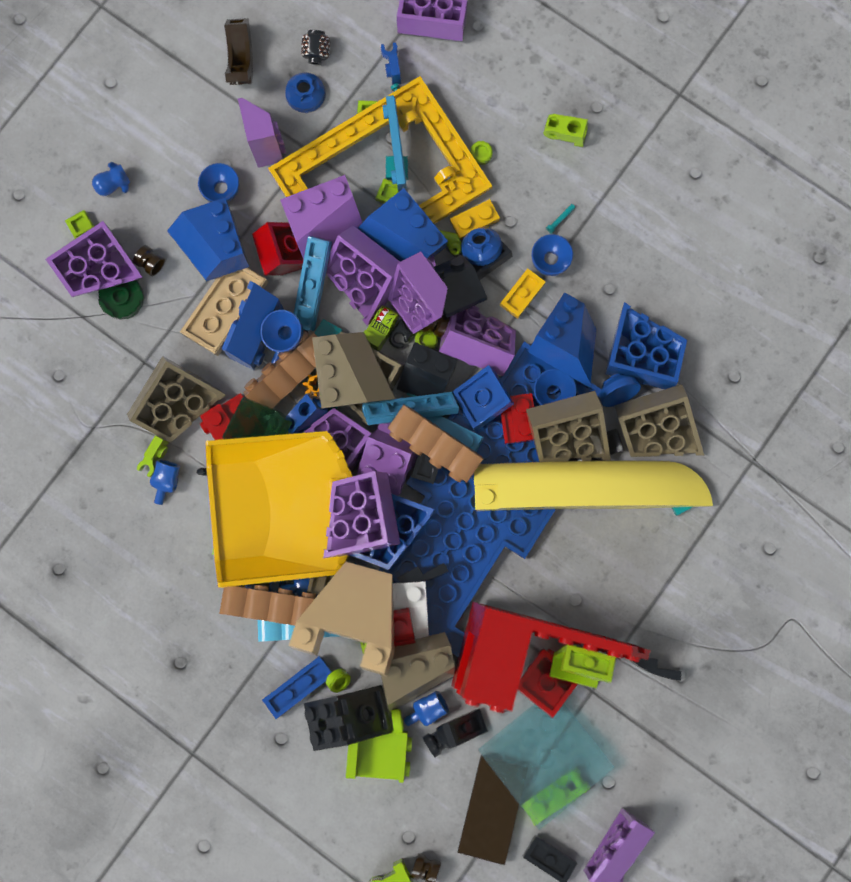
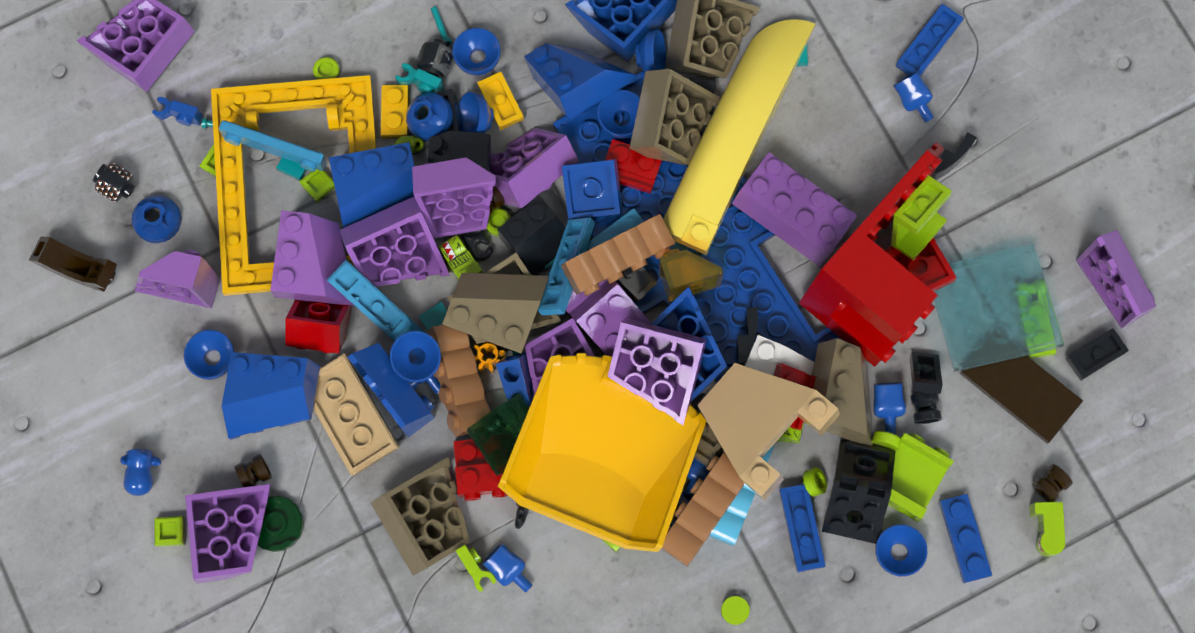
camera: 65 degrees left, 5 degrees down
(212, 665) = (735, 610): none -> lime tile
(303, 779) = (911, 540): none -> blue piece
(350, 818) = (965, 538): none -> blue plate
(446, 500) = (686, 270): none -> clear yellow slope
(500, 280) = (475, 113): none -> blue piece
(507, 230) = (424, 81): none -> teal plate
(530, 227) = (435, 58): none -> black head
(546, 562) = (794, 209): none -> medium lavender brick
(693, 613) = (915, 95): none -> blue piece
(746, 605) = (930, 41): none -> blue plate

